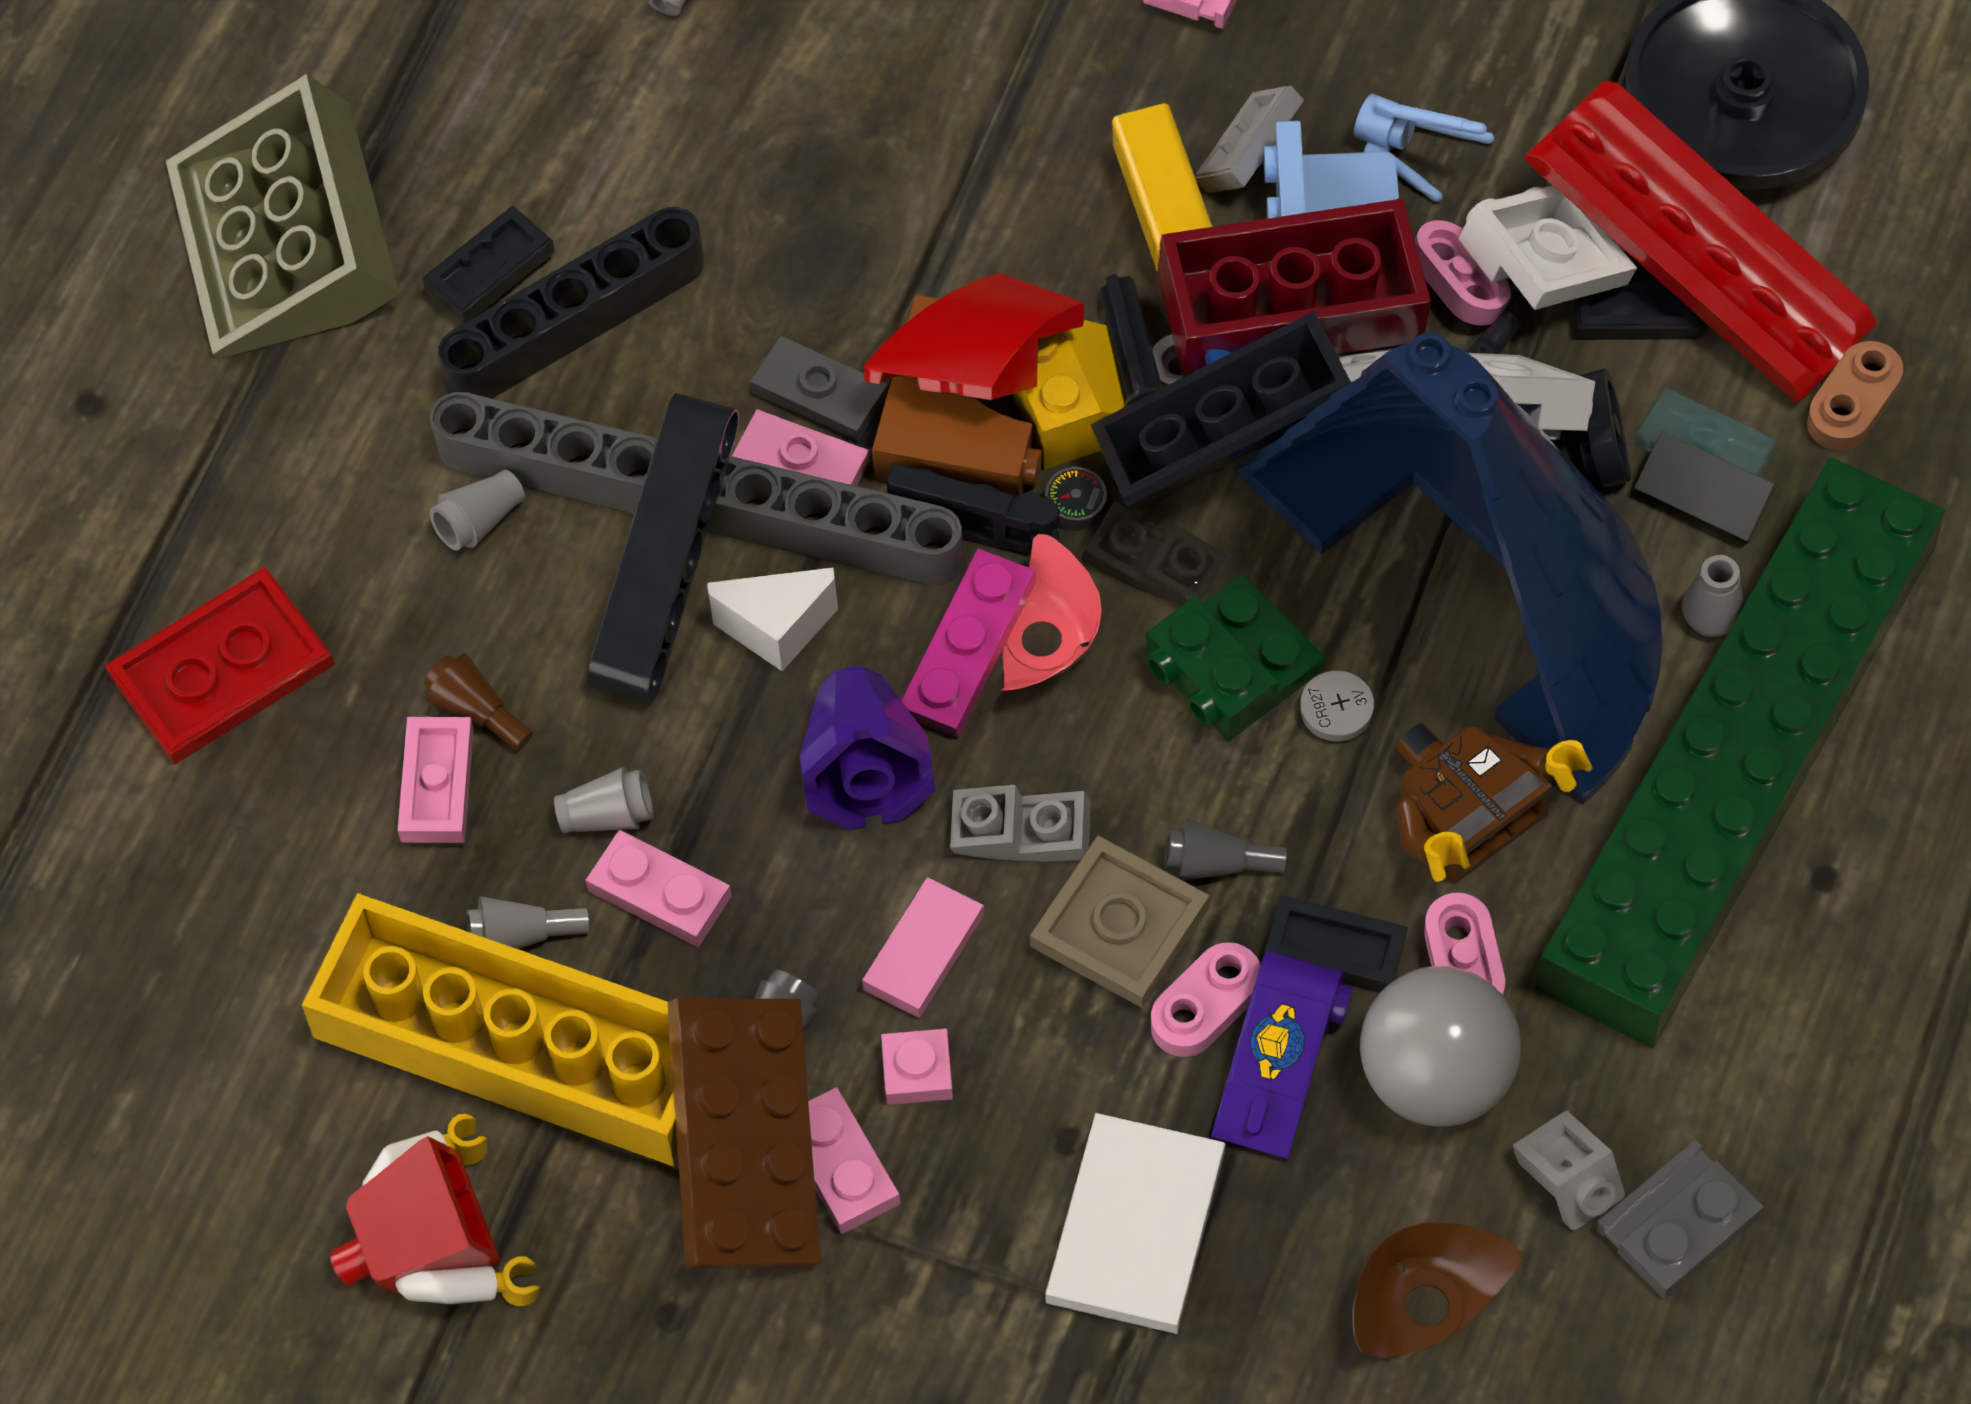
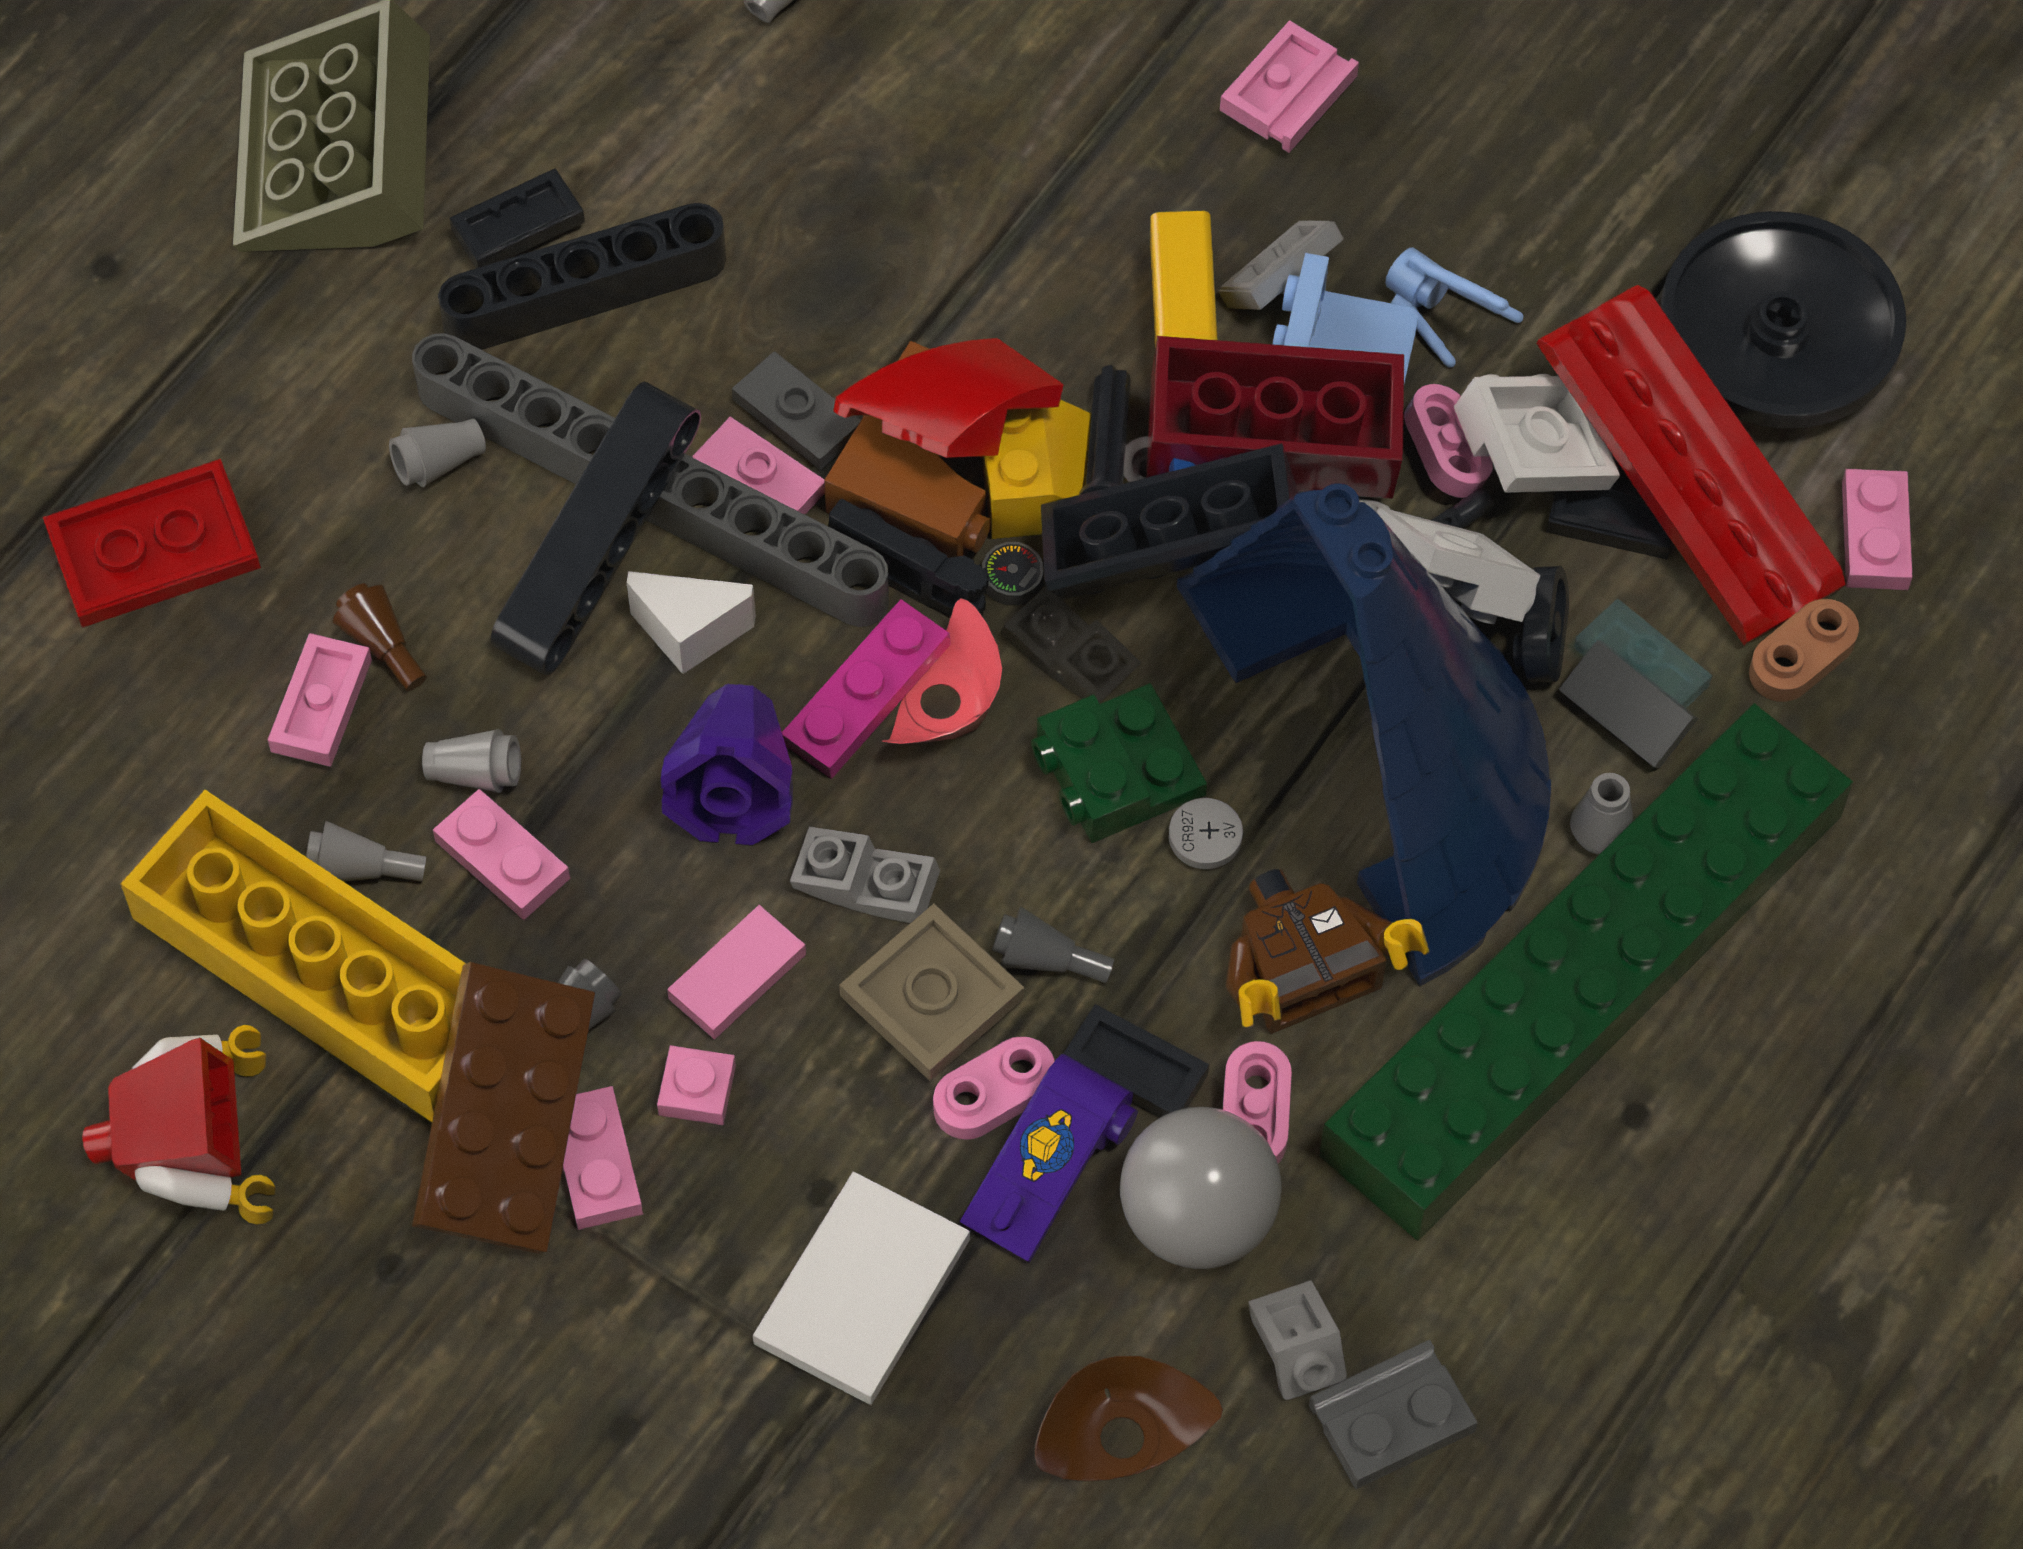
camera: 10 degrees right, 0 degrees up
(1890, 264) = (1876, 529): none -> bright pink plate

